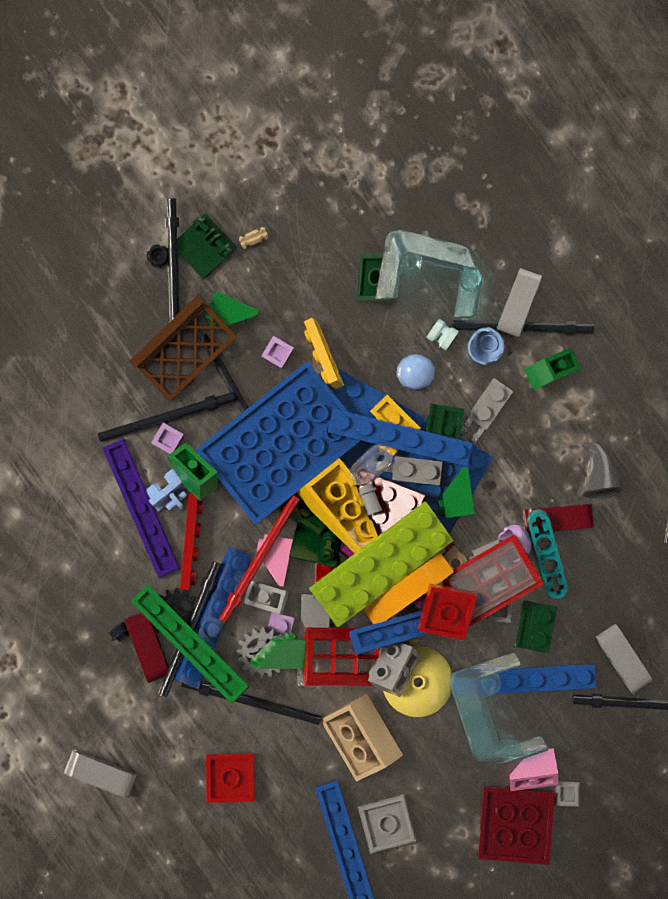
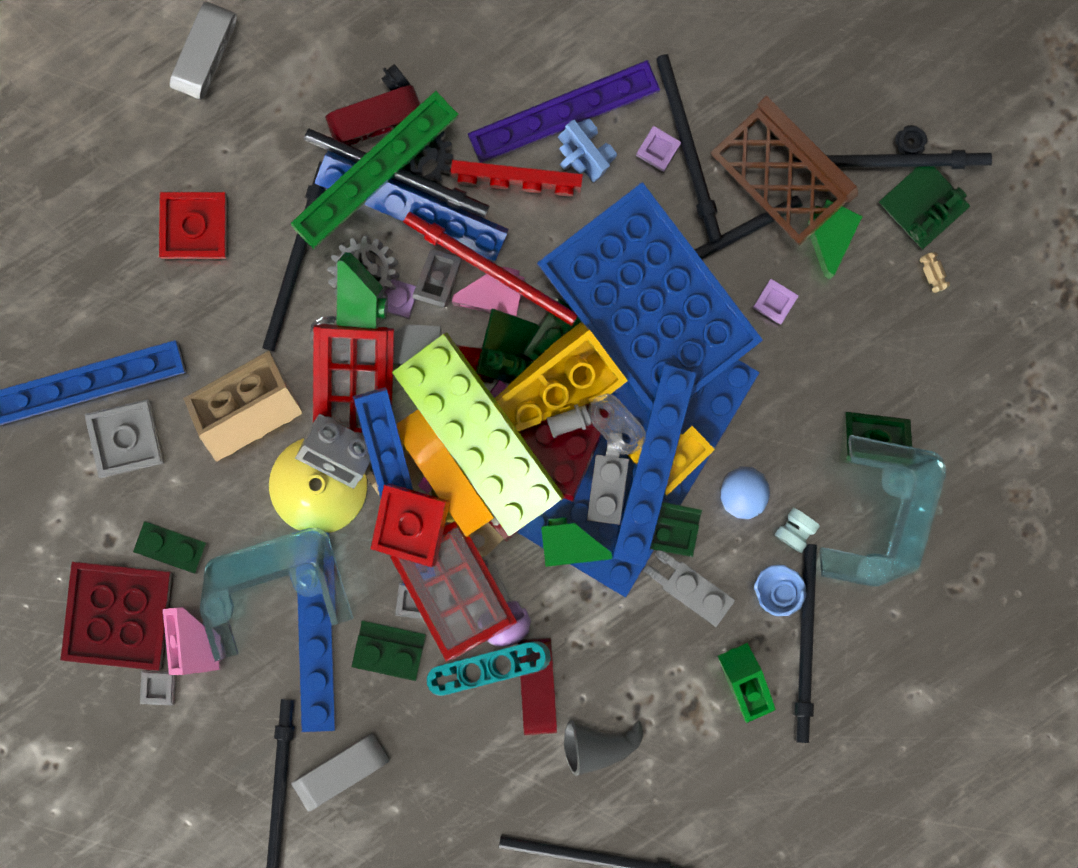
camera: 90 degrees right, 0 degrees up
(194, 471) = (612, 180): green slope -> none
(322, 354) = (772, 363): yellow plate -> none
(465, 787) = (170, 547): none -> dark green plate
(519, 302) = (840, 638): light grey beam -> none

